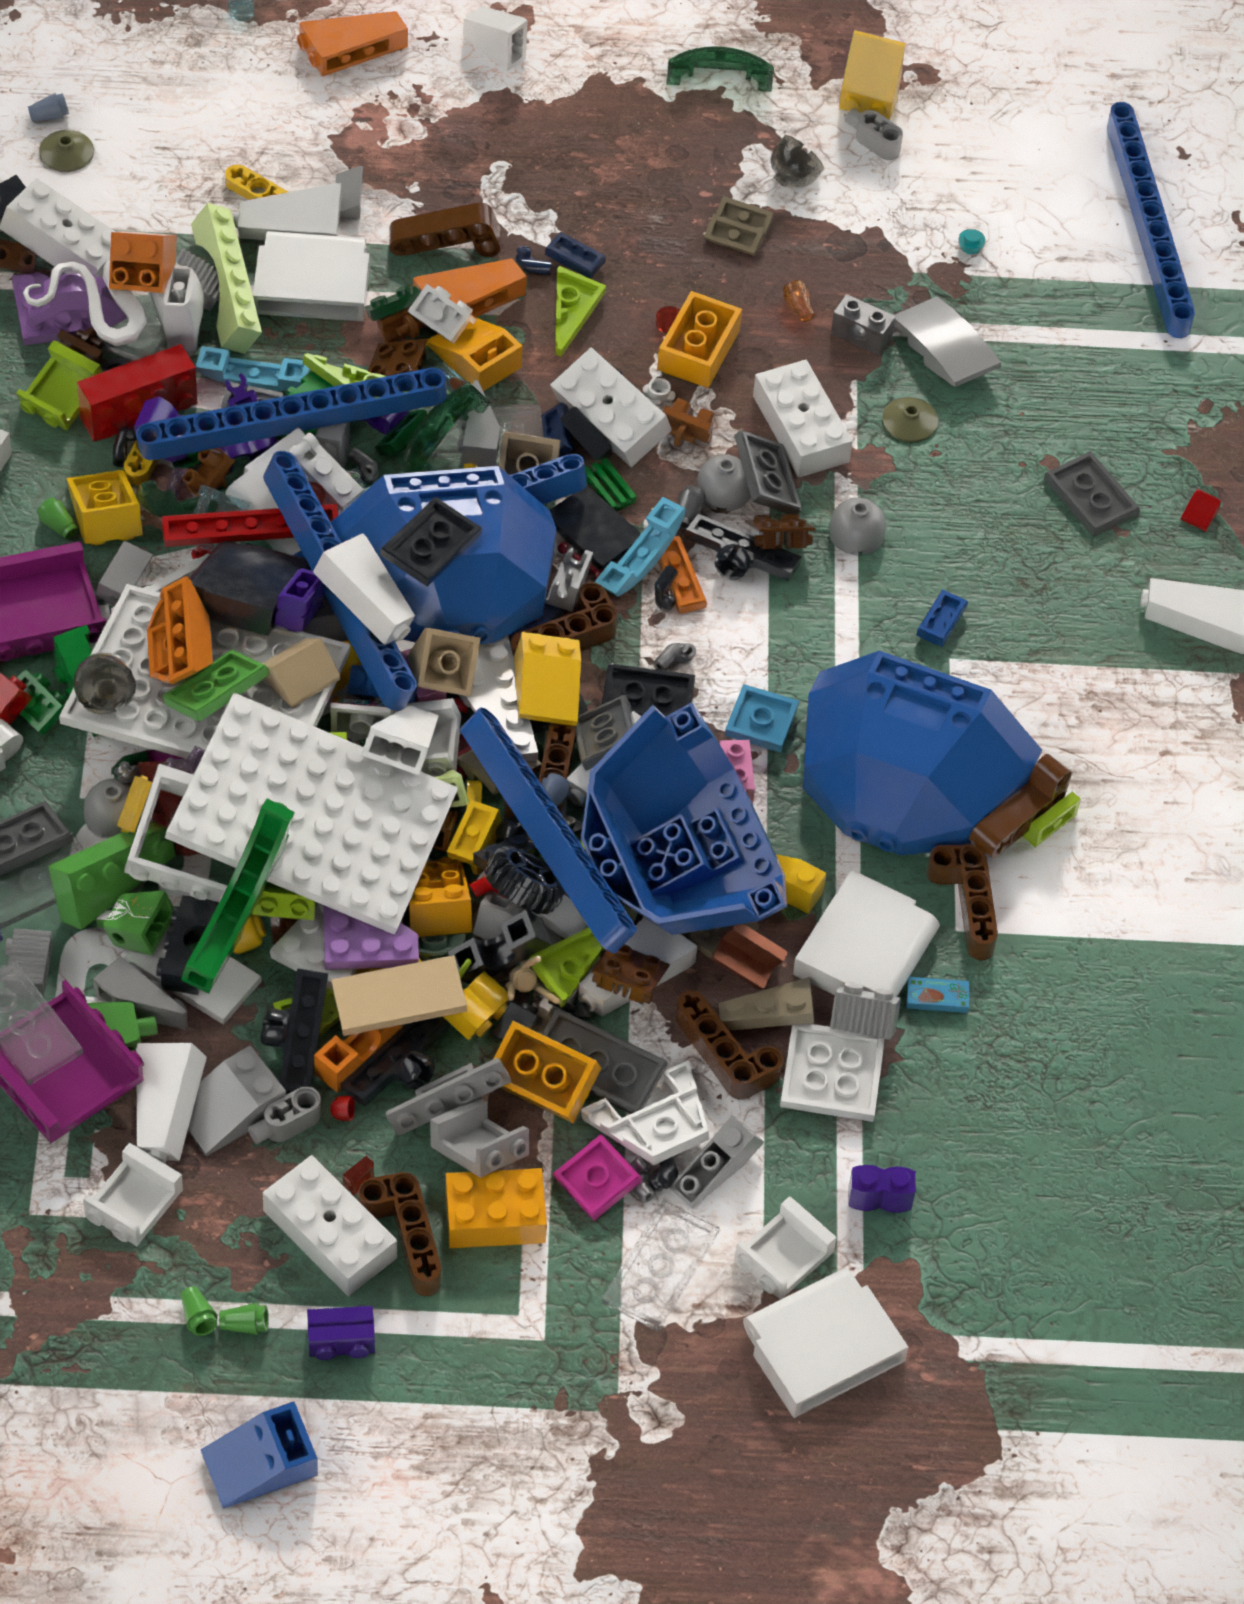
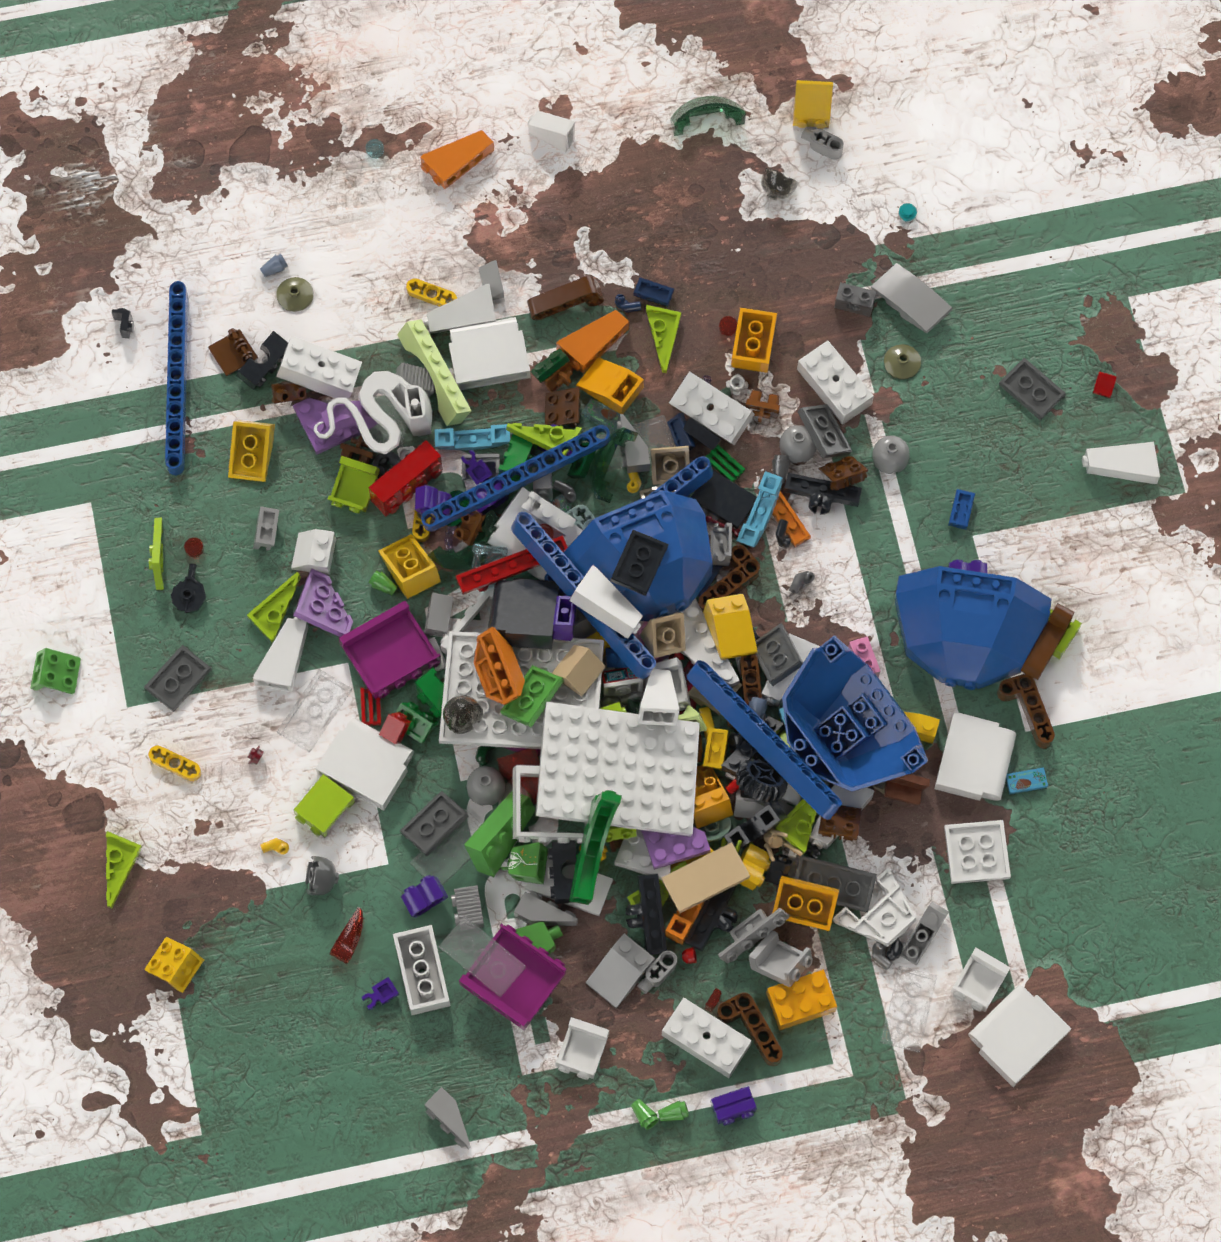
camera: 10 degrees left, 15 degrees up
(124, 435) = (404, 516): black arm -> none
(126, 772) = (489, 762): flat silver arm -> none
(134, 804) = (503, 788): yellow piece -> none
(141, 261) = (385, 390): orange slope -> none
(167, 1097) = (583, 980): white slope -> none
(187, 765) = (530, 756): clear purple arm -> none
(261, 1456) = (710, 1199): blue slope -> none
(441, 313) = (584, 367): white bracket -> none
(597, 1177) = (855, 962): dark pink tile -> none
(648, 687) = (796, 612): black tile -> none
(697, 1016) = (906, 850): reddish brown beam -> none
(739, 226) = (753, 240): dark tan slope -> none
(762, 718) = (868, 613): dark azure plate -> none
(770, 1008) = (929, 818): dark tan wing -> none
(799, 299) = (808, 289): clear orange cone -> none
(865, 1011) = (988, 809): light grey brick -> none
(876, 1188) = (1023, 925): dark purple brick -> none
(1150, 220) = (1019, 172): blue beam -> none

